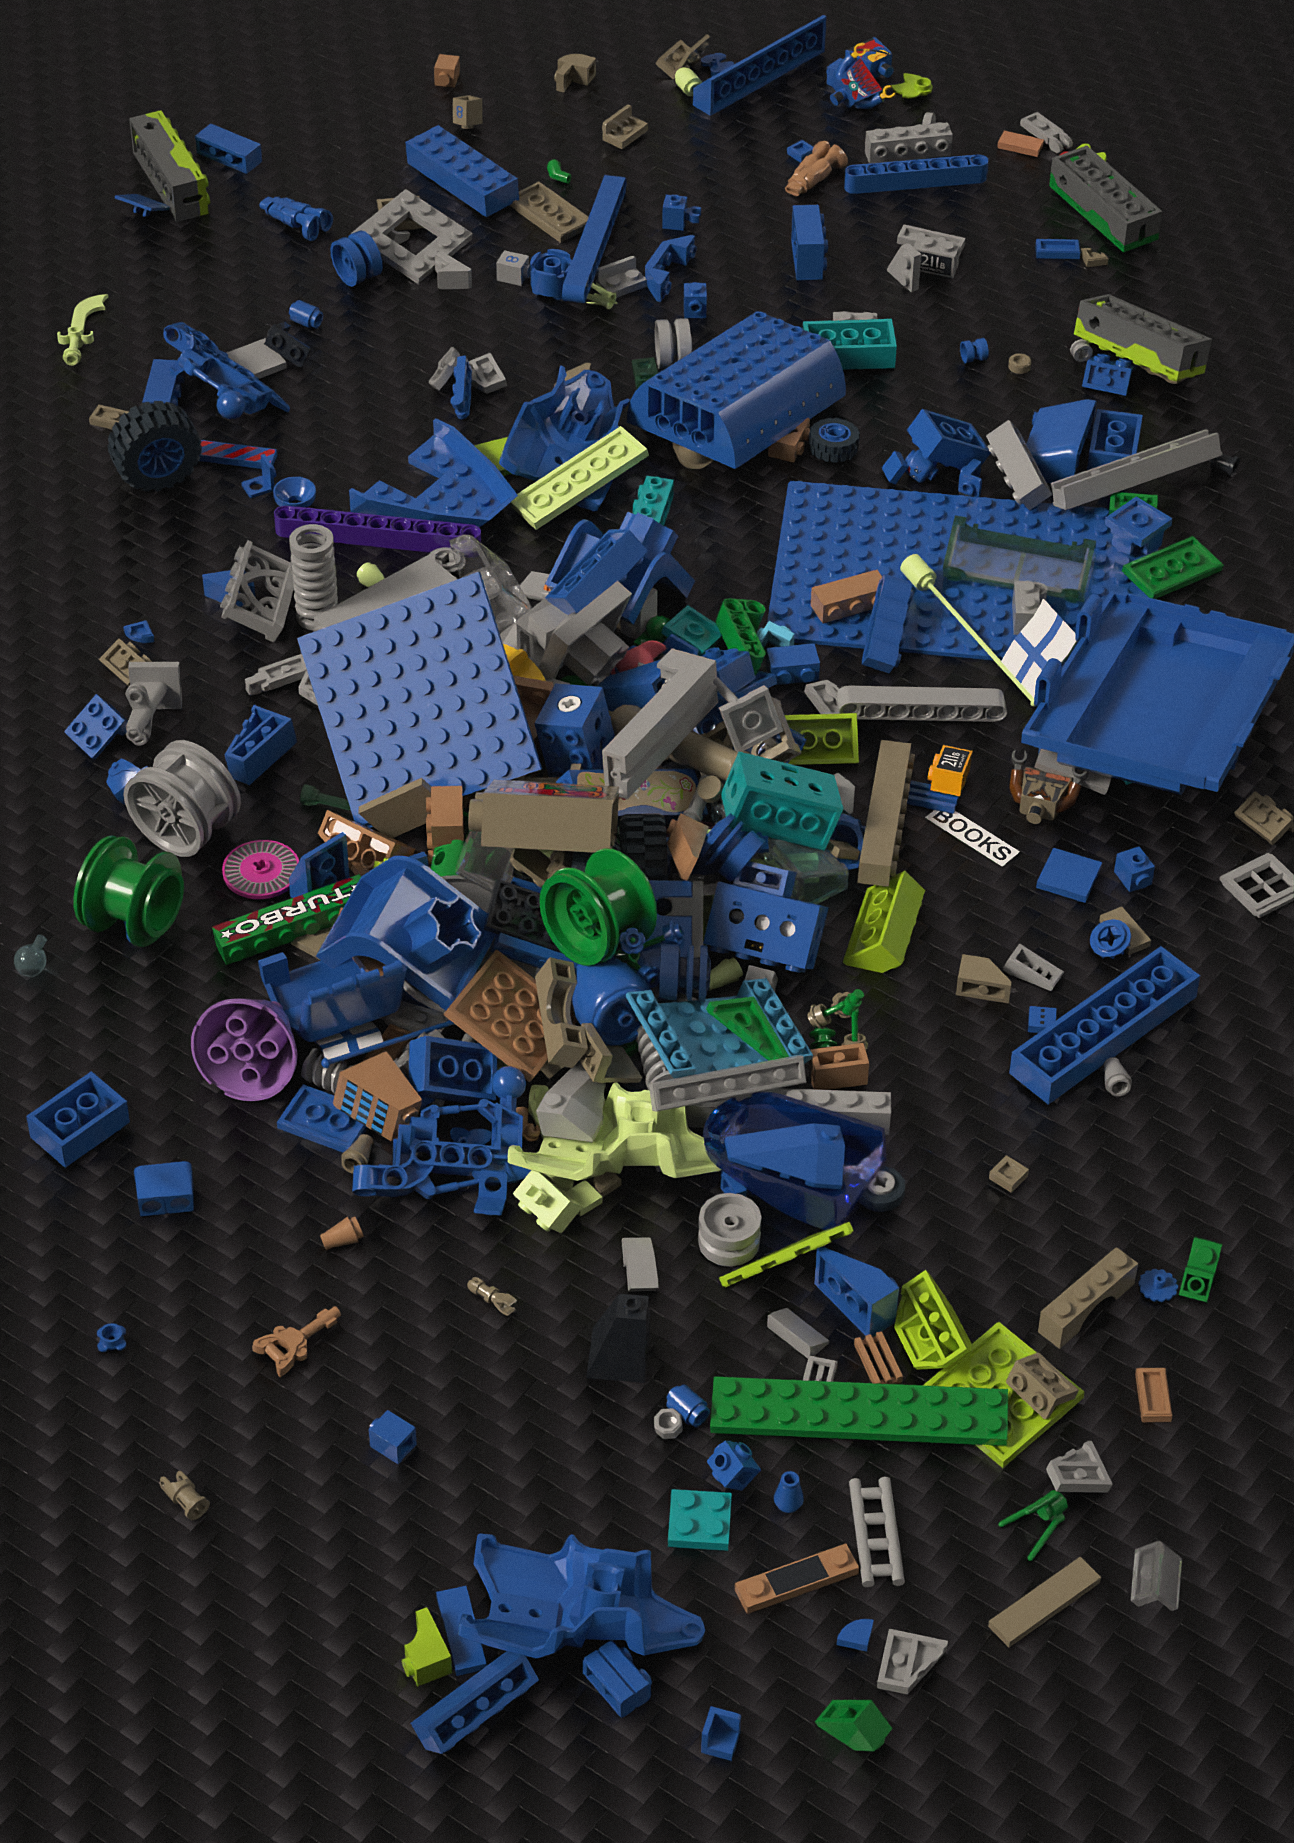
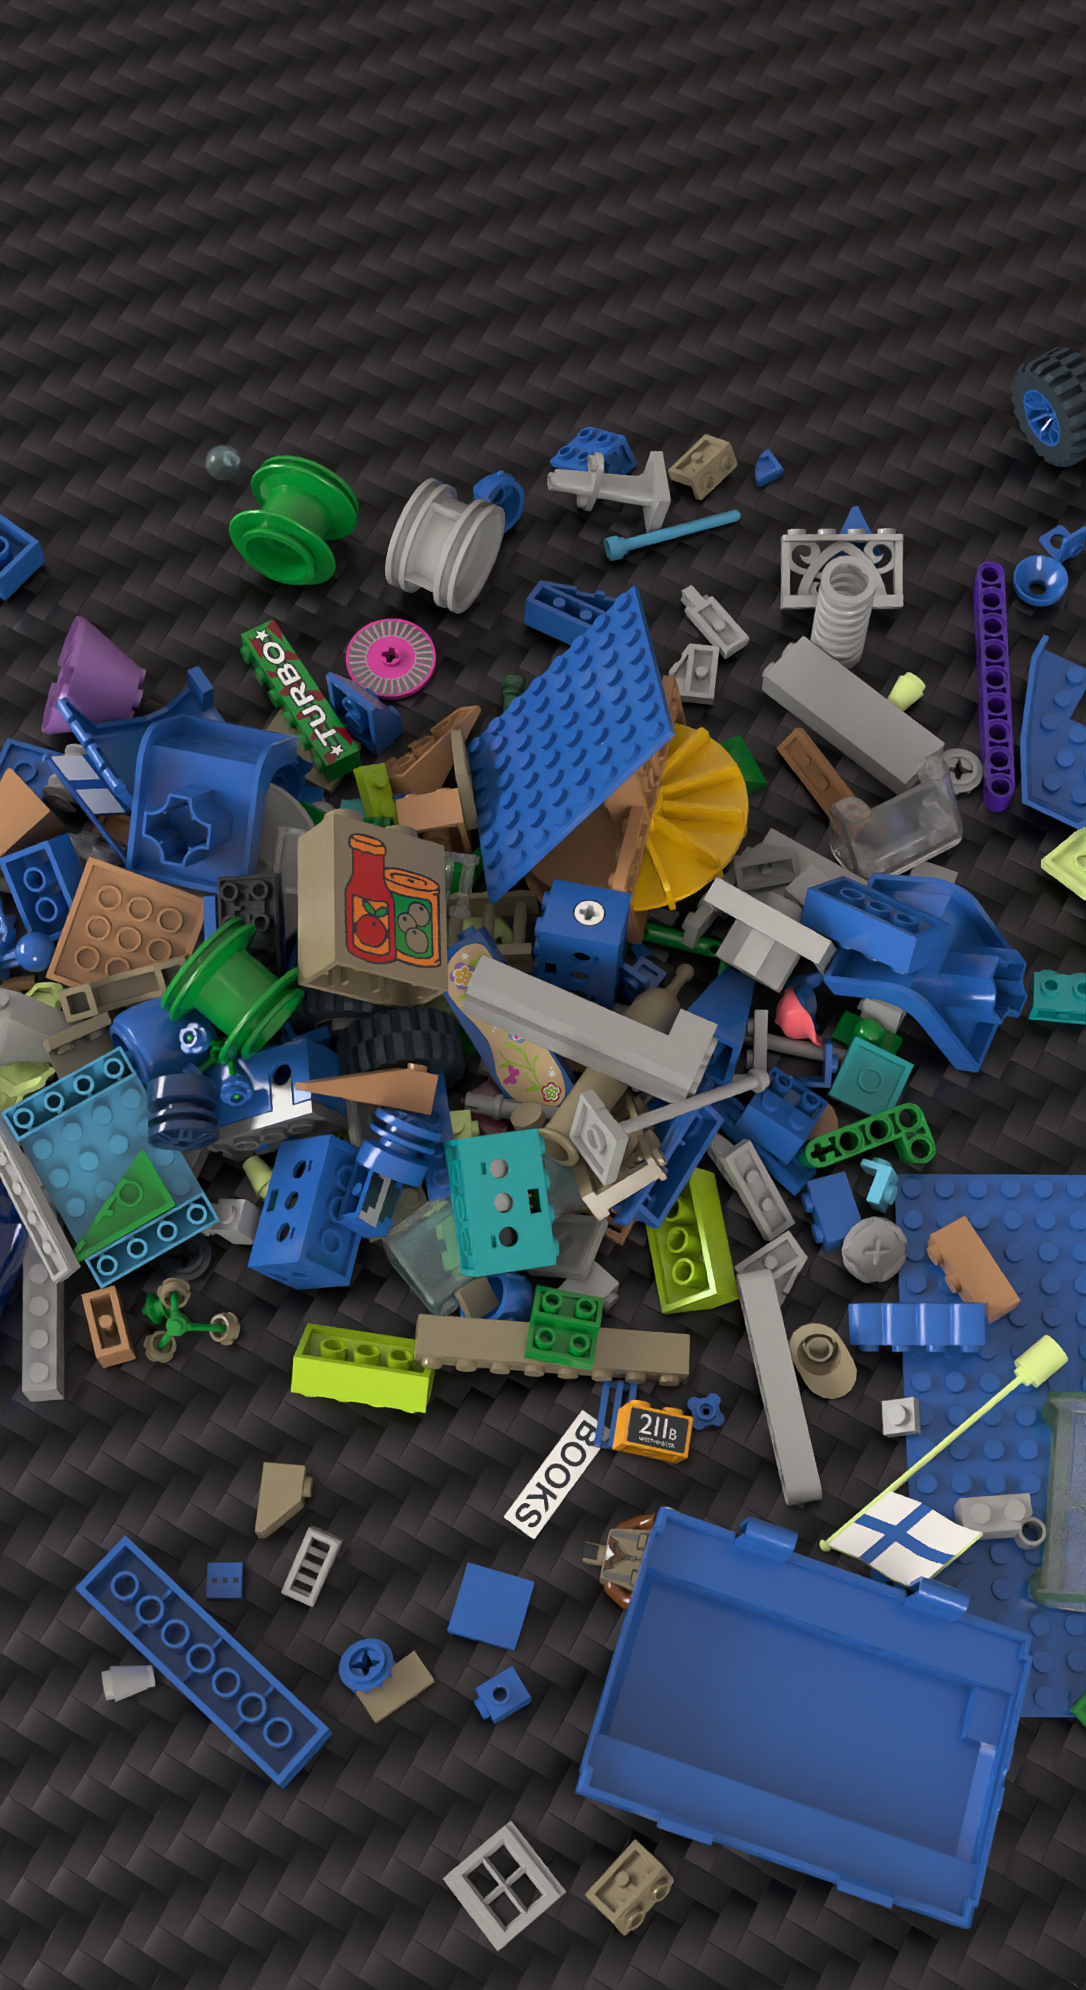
camera: 85 degrees right, 20 degrees up
(192, 722) = (617, 547): none -> dark azure piece
(789, 696) = (757, 1190): none -> light grey plate
(826, 644) = (874, 1249): none -> light grey tile
(875, 793) = (563, 1327): none -> green slope
(904, 674) = (823, 1360): none -> dark tan piece
(932, 747) = (701, 1420): none -> blue plate
(948, 651) = (901, 1417): none -> plate

